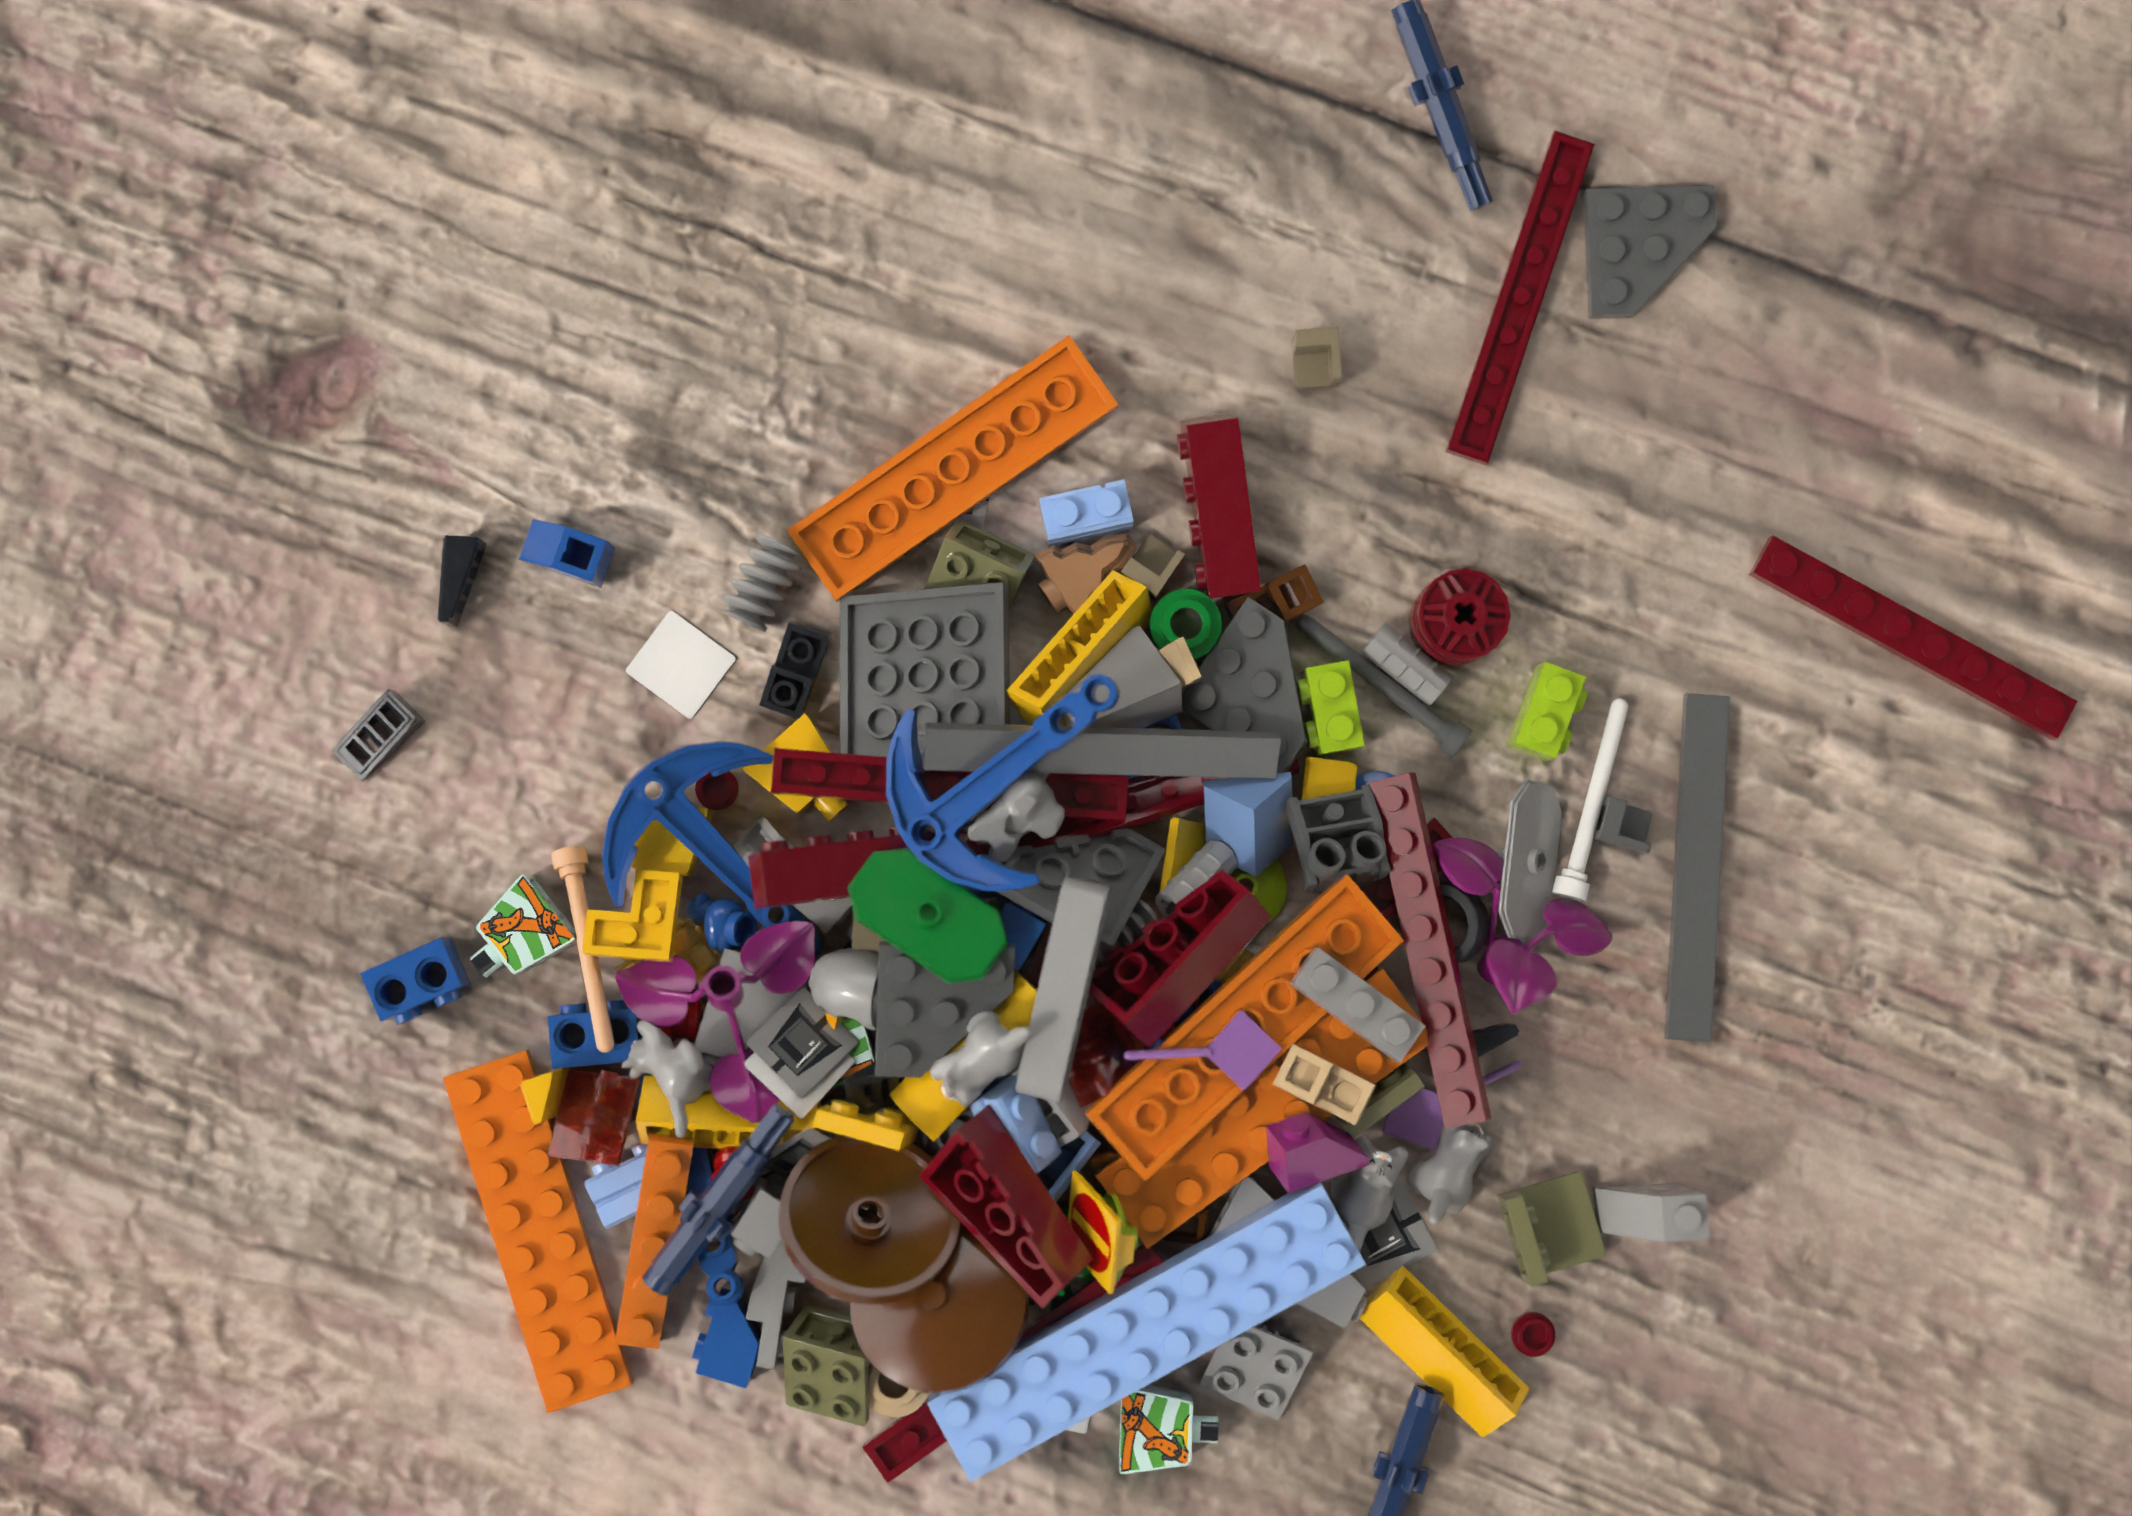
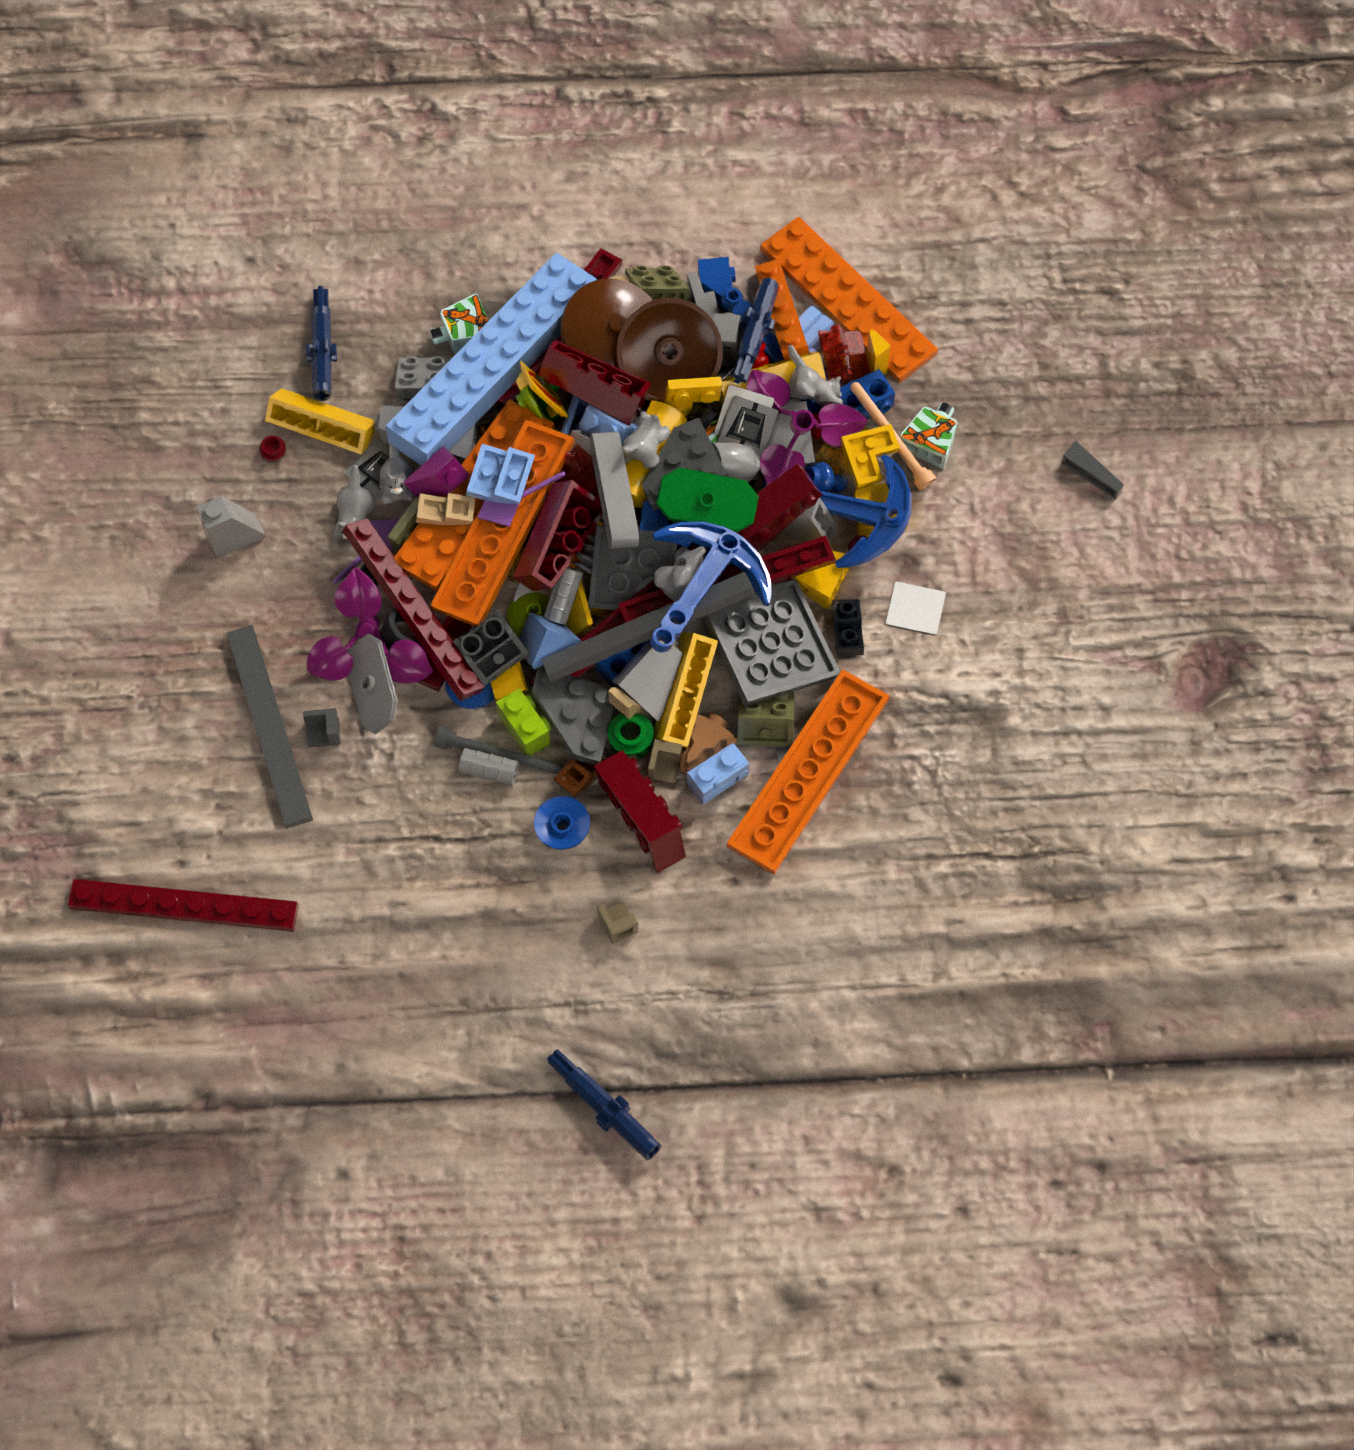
camera: 160 degrees right, 20 degrees down
(317, 785) = (1090, 469): none -> dark grey piece
(411, 723) = (1061, 520): slope -> none
(413, 971) = (982, 392): blue brick -> none
(458, 571) = (1067, 603): black slope -> none
(567, 552) = (1009, 633): blue slope -> none
(760, 582) = (889, 659): light grey piece -> none
(1223, 1098) = (500, 475): none -> light blue slope
(1353, 517) = (558, 811): none -> blue dish
(1357, 1004) = (444, 556): light grey plate -> none
(1433, 617) = (474, 811): dark red wheel -> none
(1520, 298) = (506, 1013): dark red tile -> none
(1546, 712) = (394, 770): lime brick -> none
(1551, 1226) = (285, 502): olive bracket -> none
(1573, 880) = (341, 686): white piece -> none
(1639, 241) = (442, 1075): dark grey plate -> none

